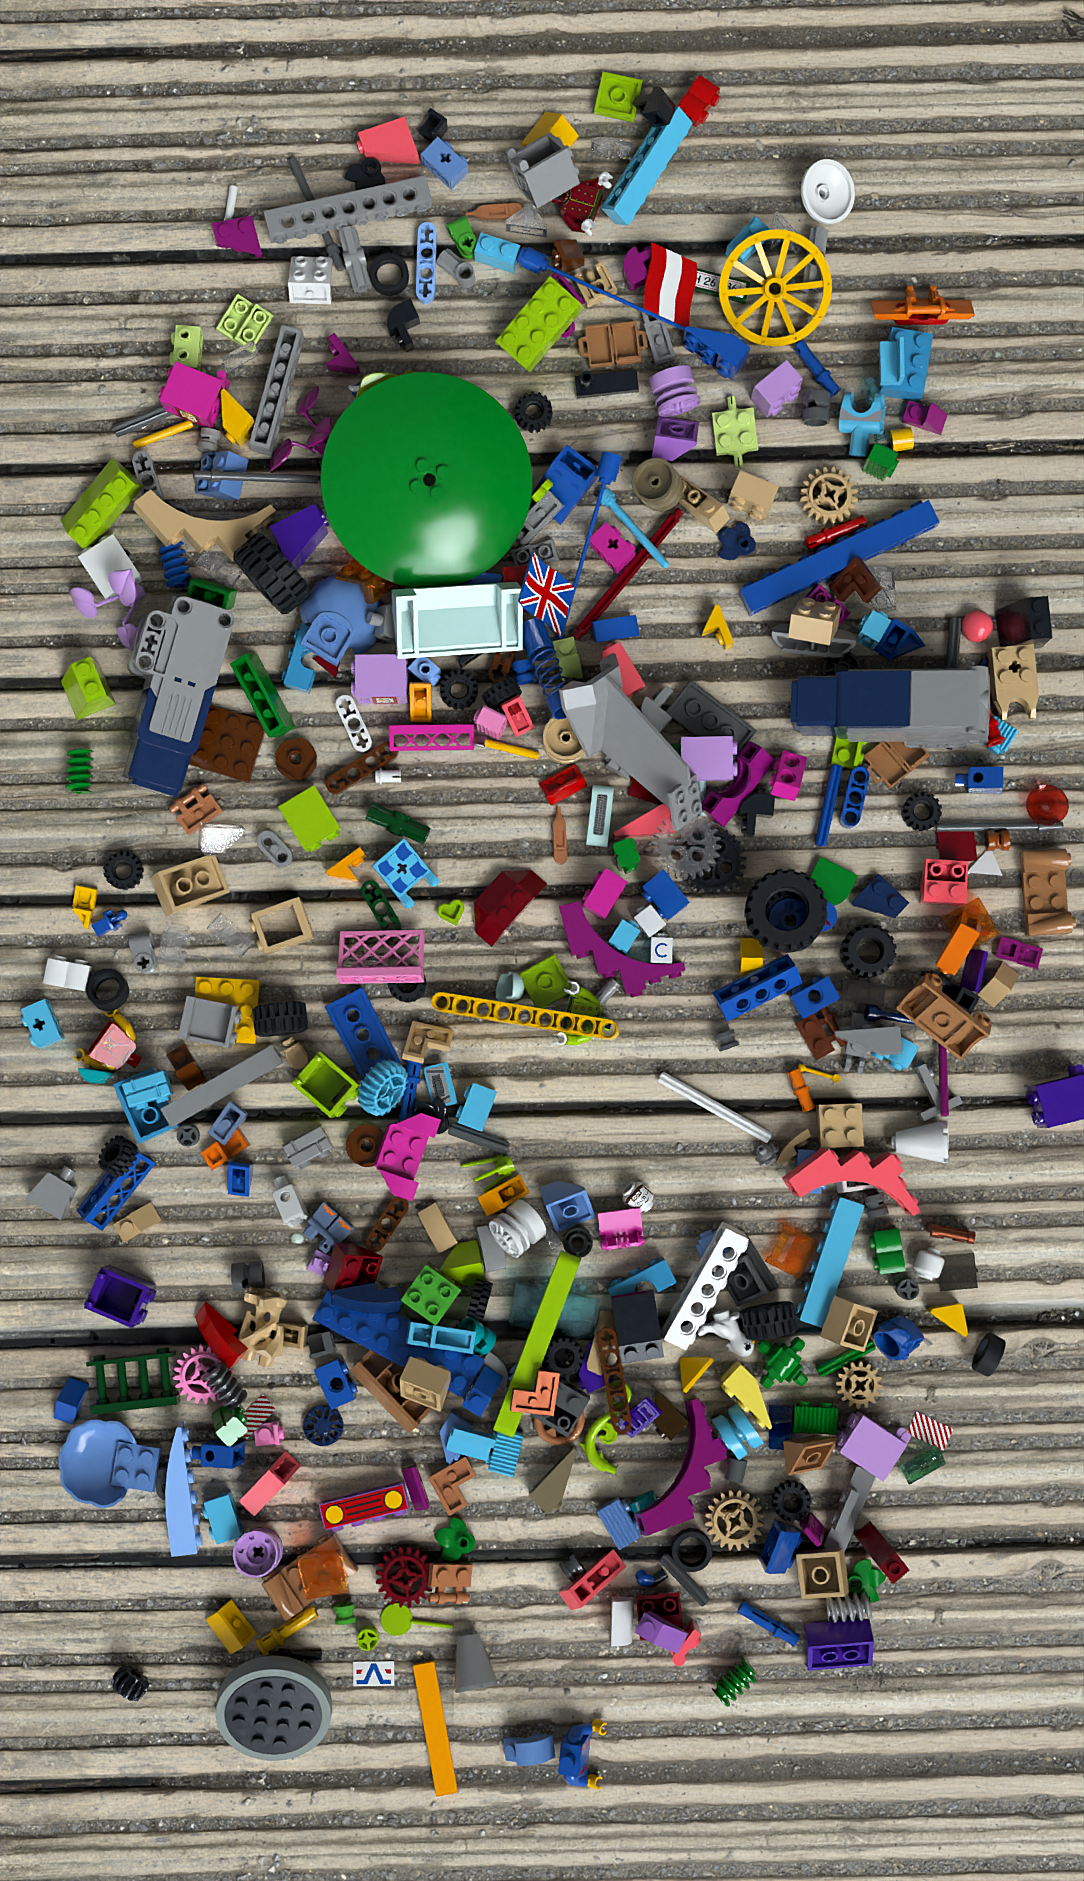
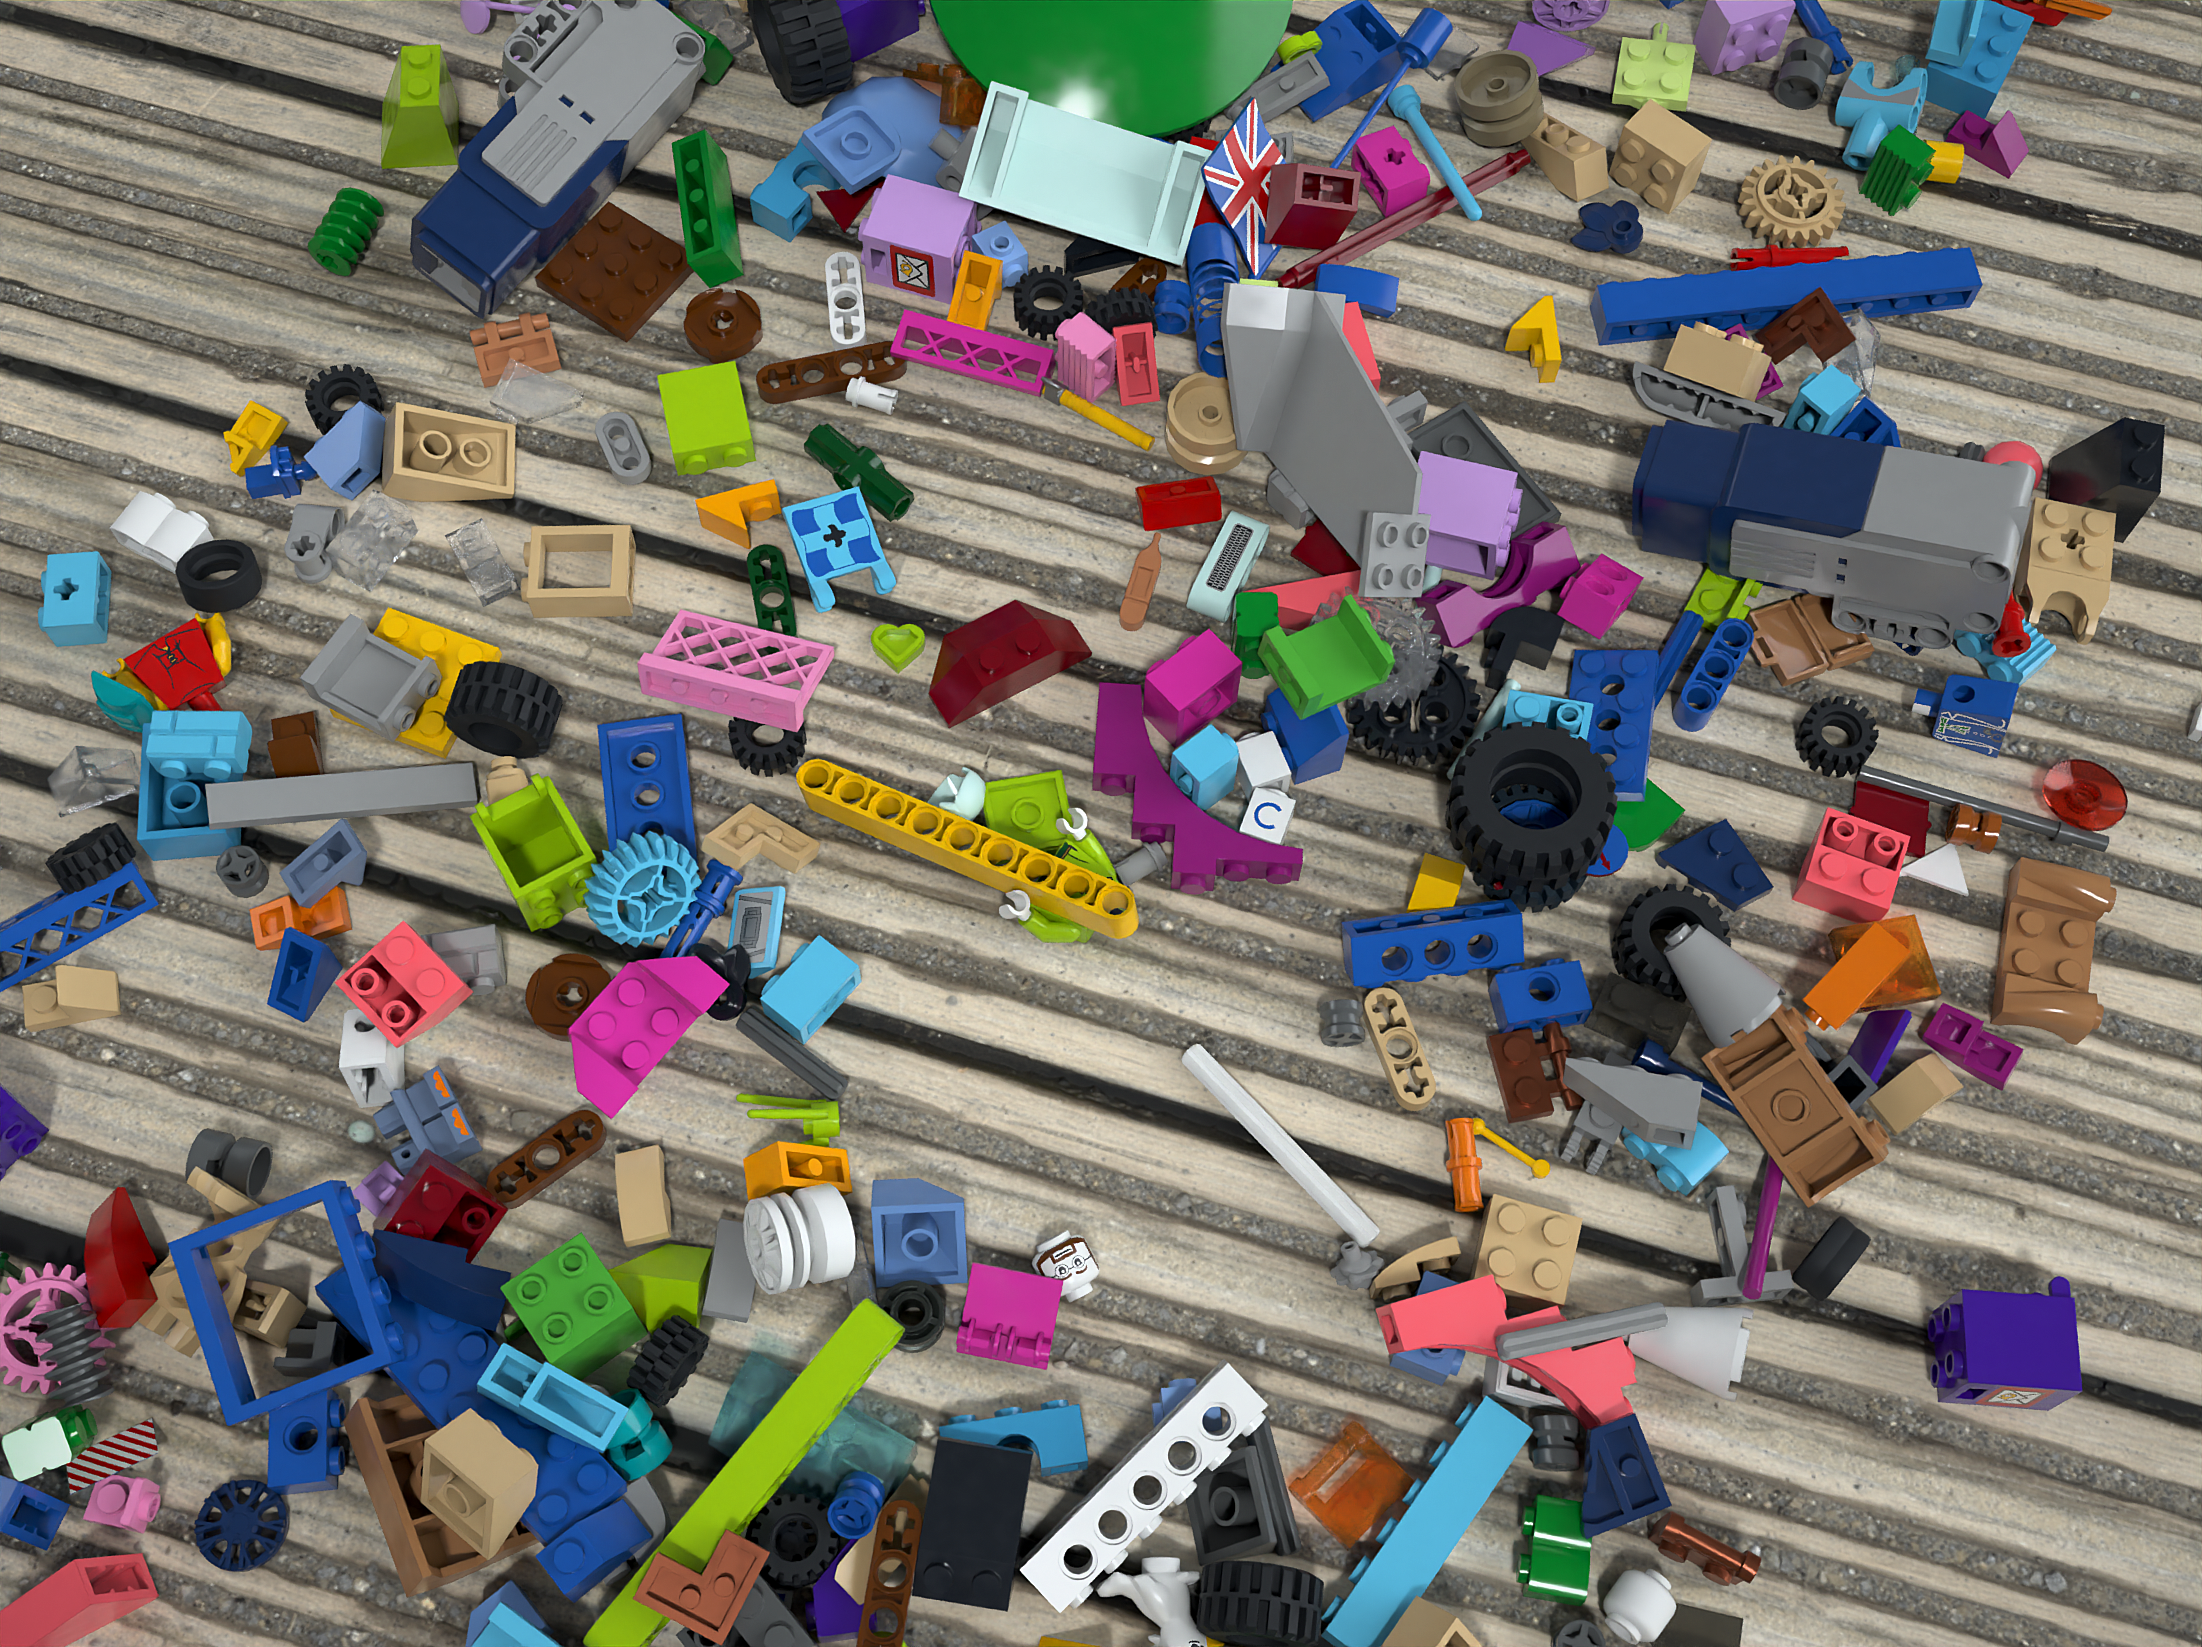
camera: 15 degrees right, 20 degrees down
(95, 1112) = (92, 778): none -> clear slope
(142, 901) = (350, 451): none -> medium blue slope
(281, 1354) = (213, 1320): none -> blue window
(295, 1173) = (403, 986): none -> coral slope
(578, 591) = (1310, 205): none -> dark red slope
(585, 1335) = (856, 1505): none -> blue wheel
(668, 868) = (1327, 659): none -> bright green panel
(750, 863) = (1490, 719): none -> light aqua bar
(769, 1052) = (1421, 1073): none -> tan beam
(780, 855) = (1553, 711): none -> medium azure slope
(820, 831) = (1632, 707): none -> blue plate
(874, 1160) = (1581, 1331): none -> light grey axle
(898, 975) = (1720, 984): none -> light grey cone
(906, 1217) = (1619, 1477): none -> dark blue wing
(976, 1083) = (1831, 1258): none -> black tyre

